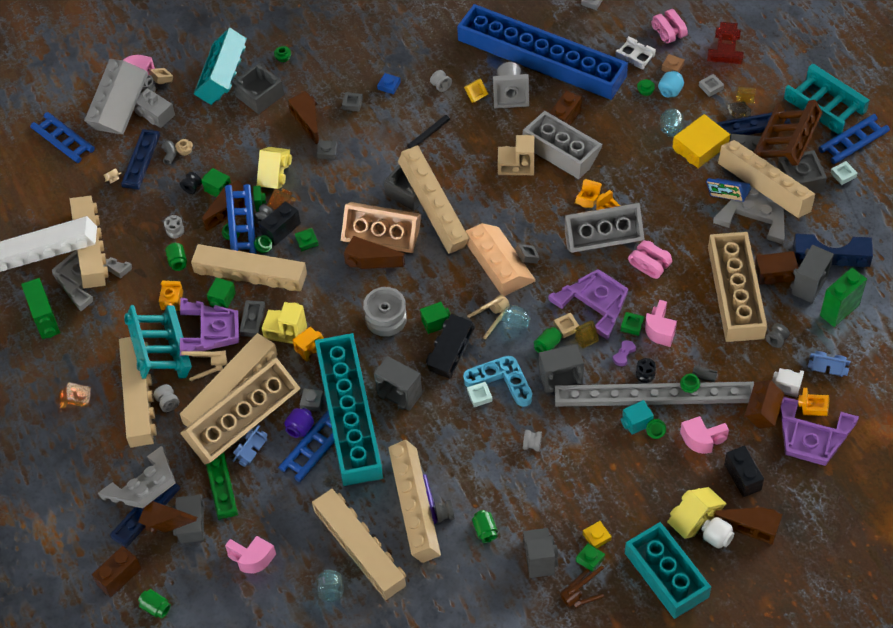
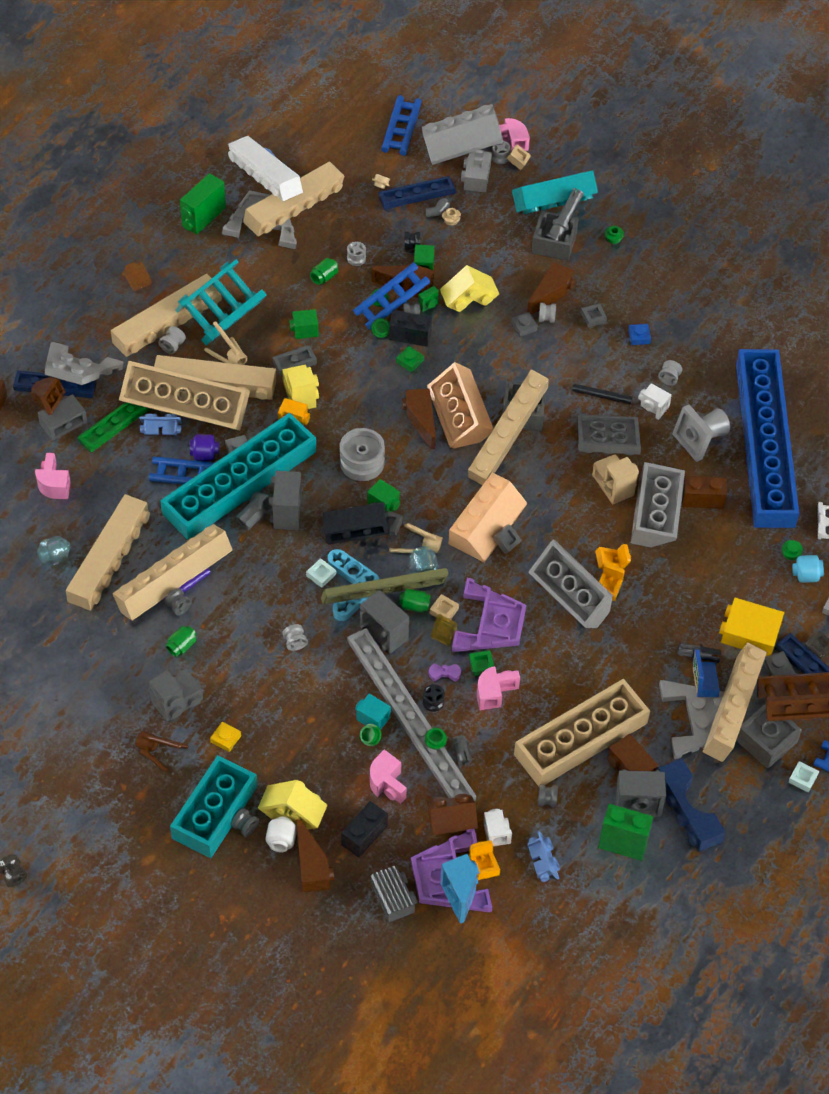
camera: 55 degrees right, 0 degrees up
(170, 294) = (279, 289): light orange brick -> none
(218, 326) = (264, 338): medium lavender wing -> none
(249, 267) = (346, 330): tan brick -> none
(257, 76) = (561, 224): none -> dark grey pin
(279, 197) = (440, 315): clear orange bracket -> none
(329, 128) = (547, 312): none -> light grey wheel
(386, 408) = (254, 510): none -> dark grey piece
(460, 101) = (655, 400): none -> white brick
(475, 142) = (608, 434): none -> dark grey plate
(476, 90) = (676, 404): yellow plate -> none
(525, 355) = (386, 586): none -> olive tile
(590, 557) = (197, 740): green plate -> none
(650, 259) = (578, 637): bright pink brick -> none
(671, 122) = (758, 590): clear light blue head -> none
(694, 553) = (245, 822): none -> dark grey wheel
(701, 184) = (705, 653): none -> black axle
(812, 478) = (393, 894): none -> dark grey brick
(842, 423) = (459, 884): none -> dark azure slope

